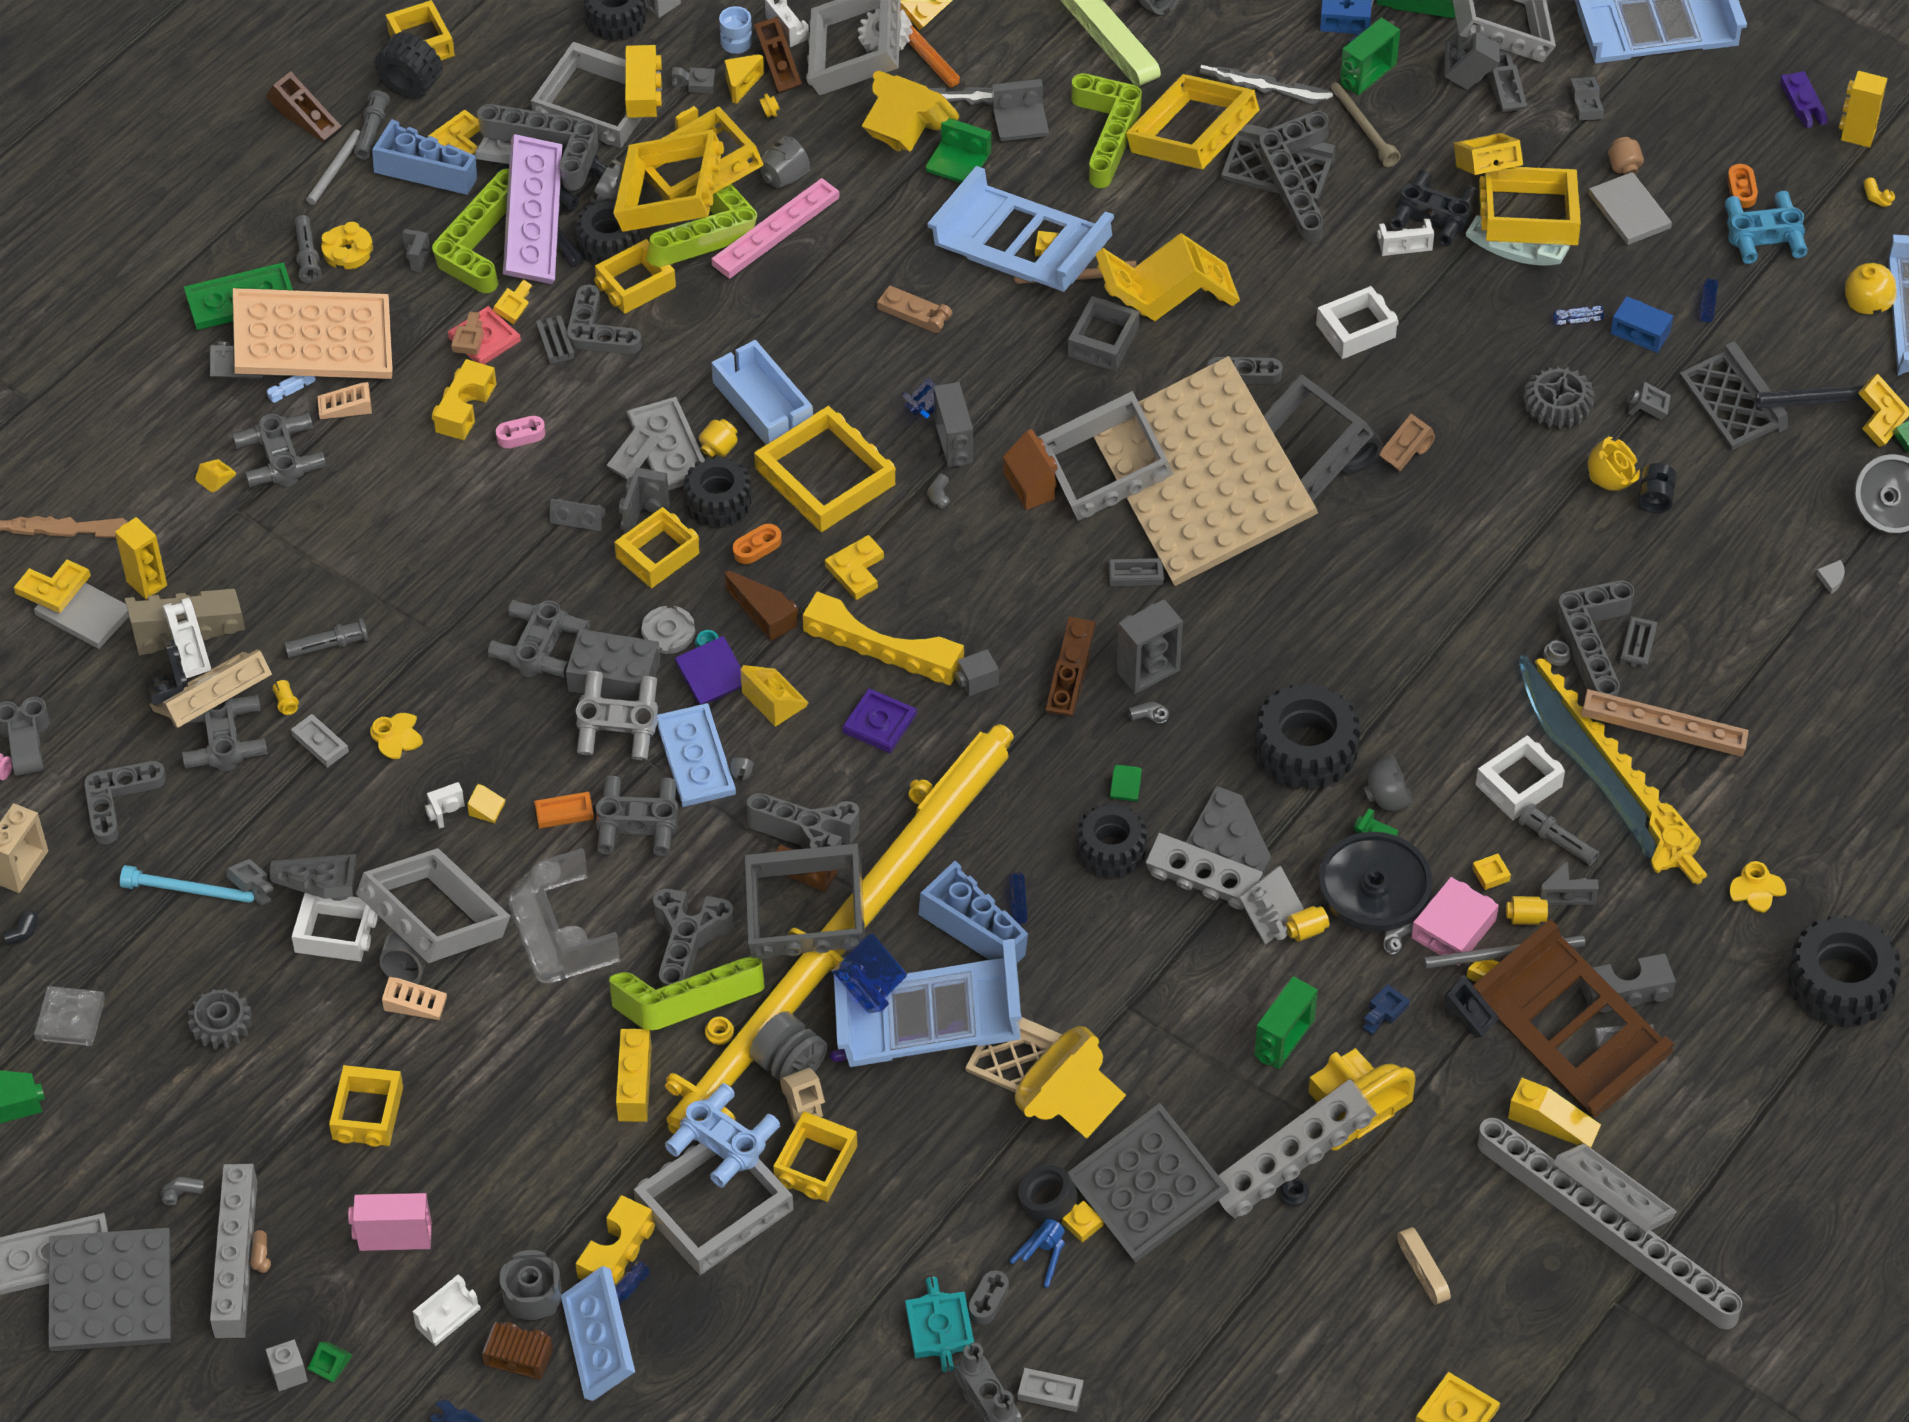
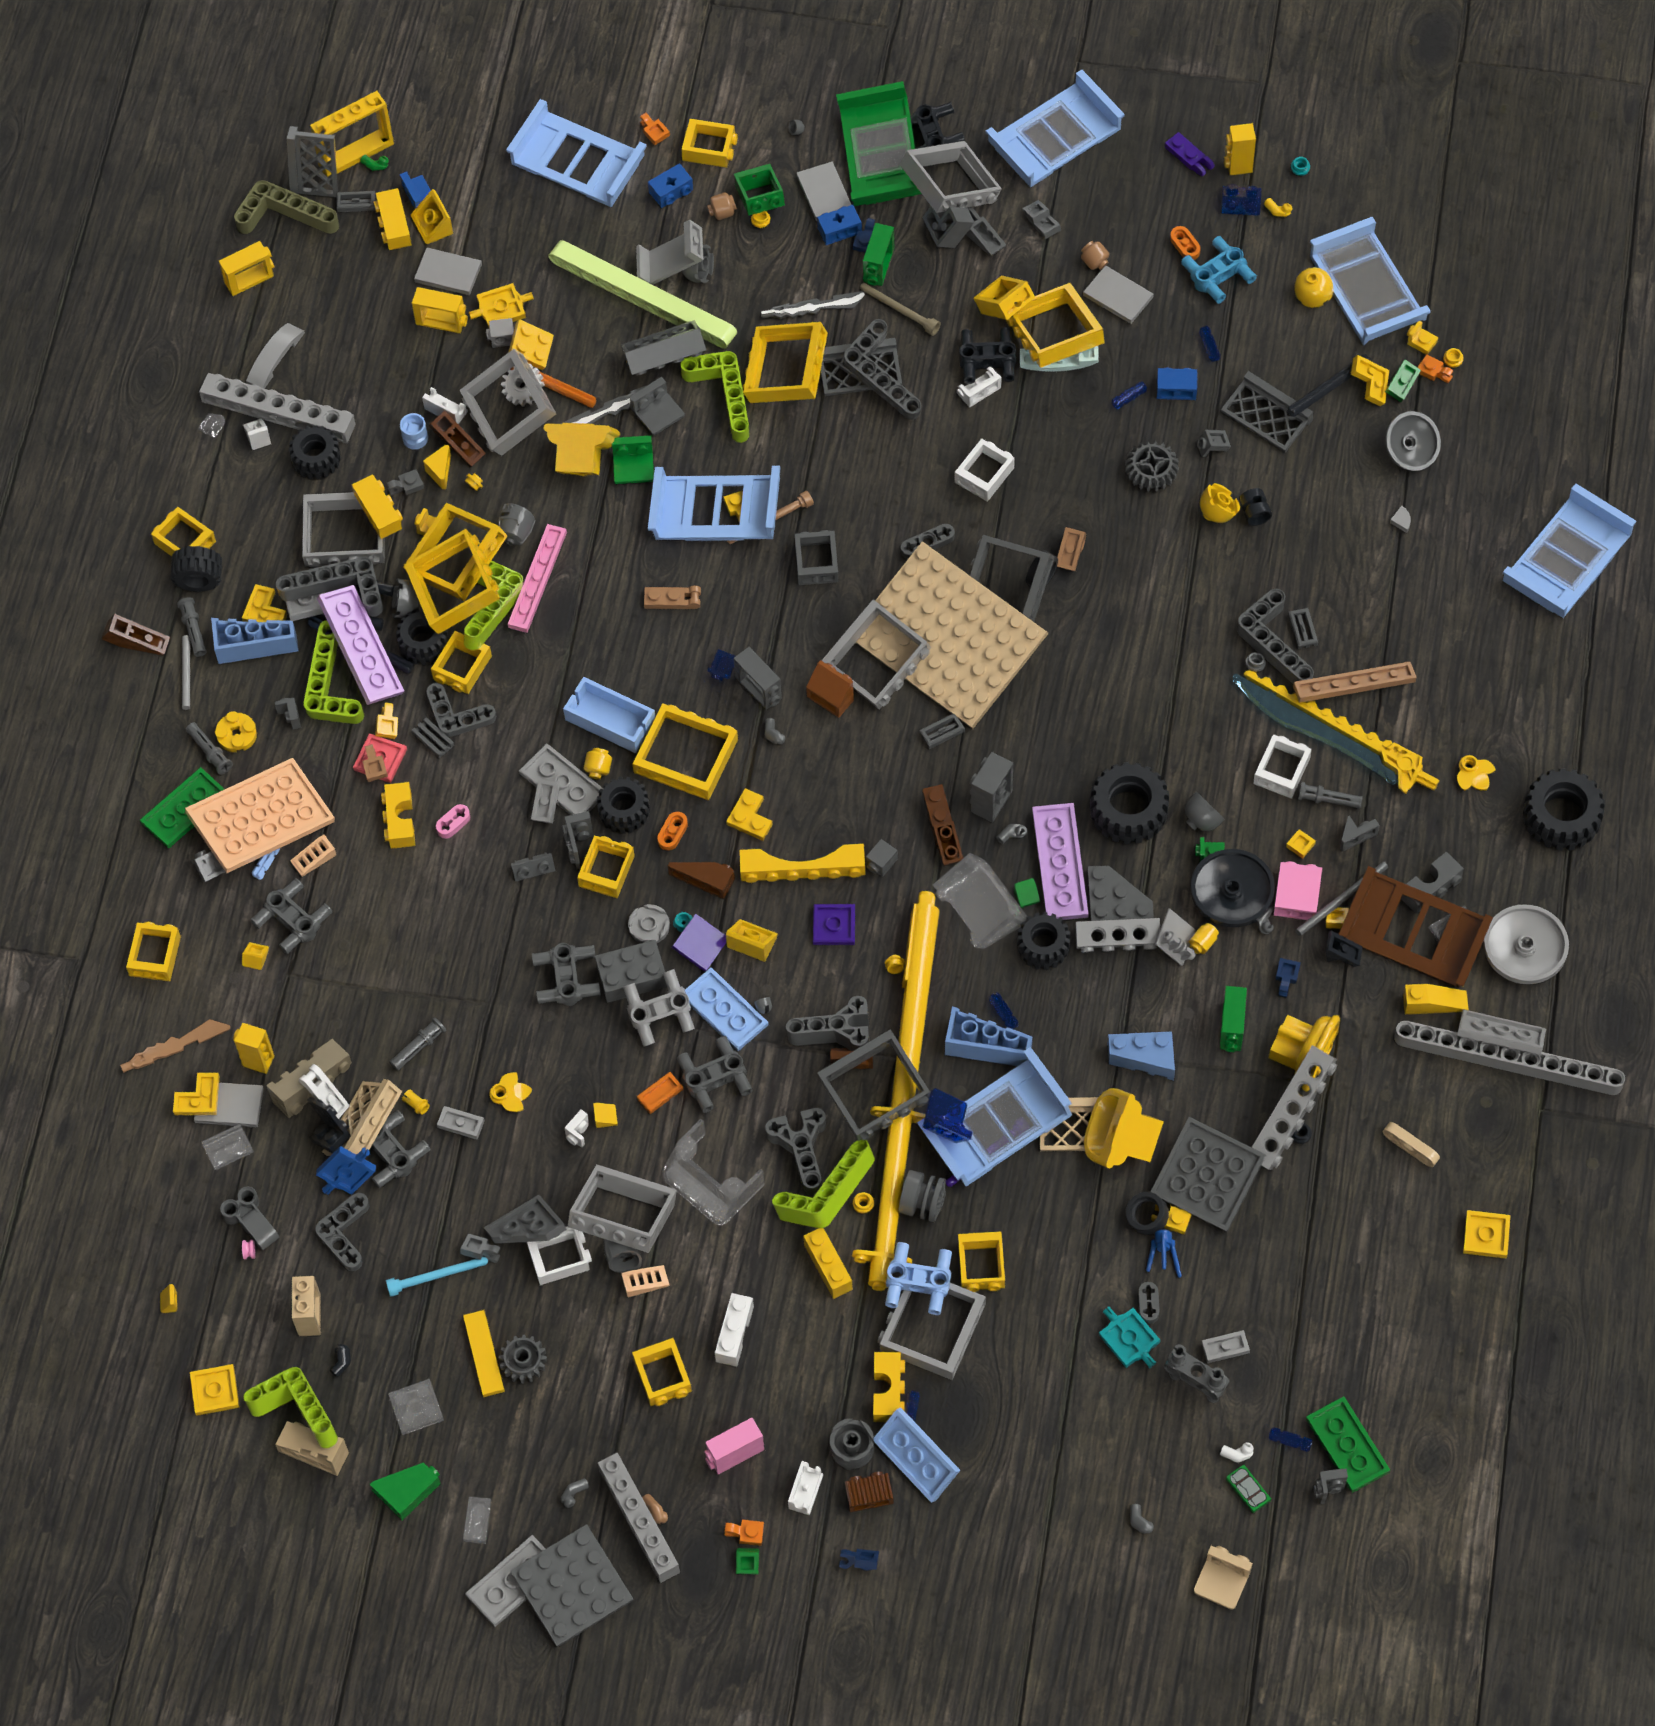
camera: 25 degrees left, 10 degrees up
(50, 652) = (227, 1147): none -> clear plate
(53, 1167) = (477, 1520): none -> clear plate
(108, 446) = (153, 970): none -> yellow window
(154, 727) = (345, 1170): none -> blue plate
(182, 993) = (483, 1353): none -> yellow tile
(286, 1365) = (724, 1578): light grey brick -> none
(349, 1330) = (749, 1532): none -> orange plate
(461, 1110) = (733, 1329): none -> white arch
(803, 1093) = (951, 1222): tan brick -> none
(1064, 52) = (663, 347): none -> dark grey brick
(1064, 763) = (980, 900): none -> clear windscreen
(1155, 1013) = (1143, 1052): none -> medium blue wedge
(1167, 277) = (839, 496): yellow bracket -> none
(1187, 766) = (1060, 861): none -> lavender plate
(1527, 910) = (1339, 861): yellow brick -> none
(1705, 1101) = (1526, 944): none -> light grey dish
(1837, 168) = (1241, 200): none -> clear blue bracket

